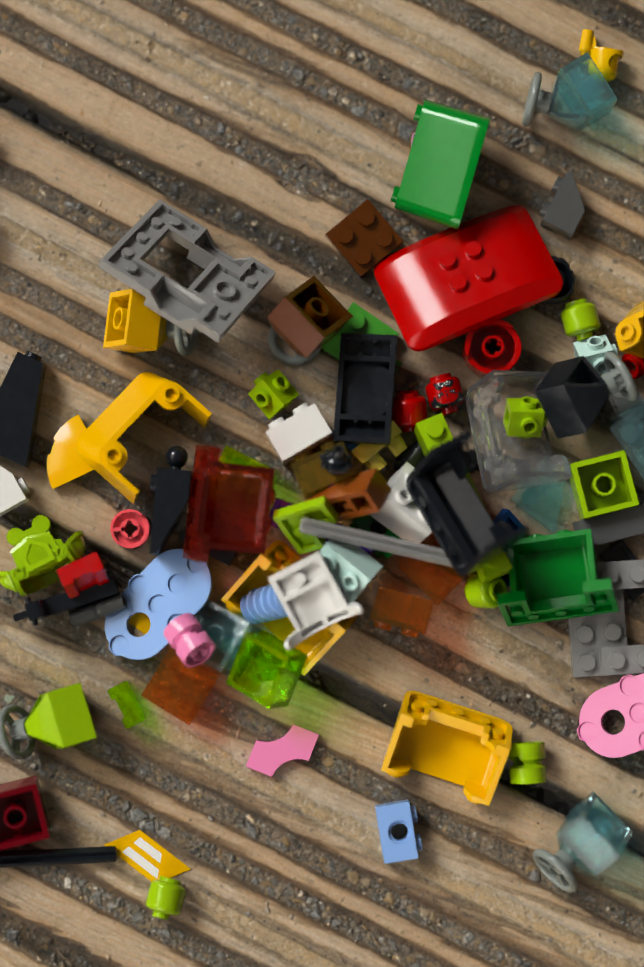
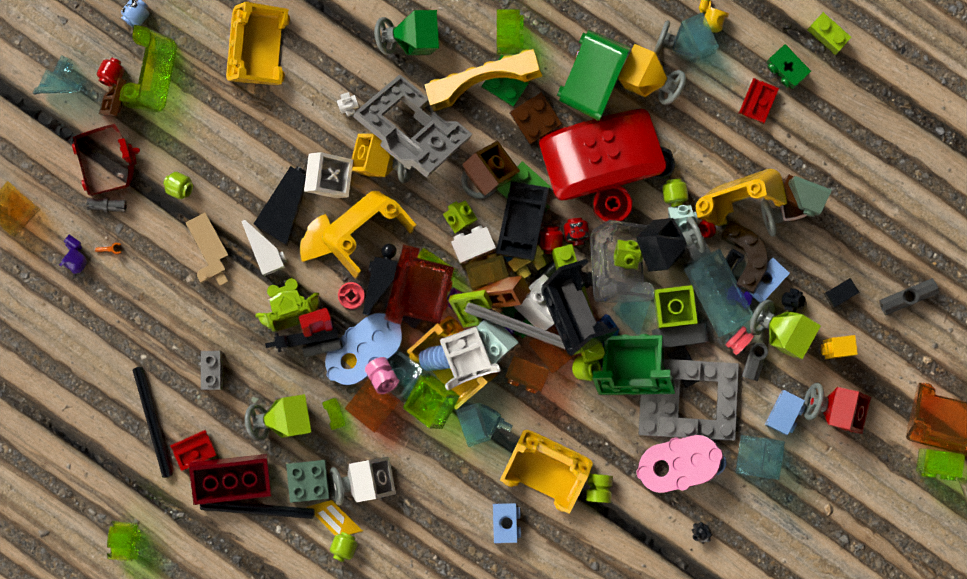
camera: 15 degrees right, 0 degrees up
(74, 358) = (328, 175): none -> white brick
(89, 252) = (348, 104): none -> white gear
(101, 807) = (308, 481): none -> sand green brick
(175, 138) = (415, 34): none -> green piece
(184, 796) = (364, 480): none -> white piece
(229, 215) = (445, 91): none -> yellow arch
(269, 755) = (443, 456): bright pink tile -> none
(308, 115) = (508, 31): none -> clear neon green brick
(316, 189) = (505, 88): none -> green plate
(336, 461) = (496, 267): black plant -> none
(342, 691) = (480, 422): none -> clear light blue piece
(515, 154) = (645, 74): none -> yellow piece
(565, 209) = (674, 116): dark grey slope -> none
(588, 839) = (632, 545): clear light blue piece -> none

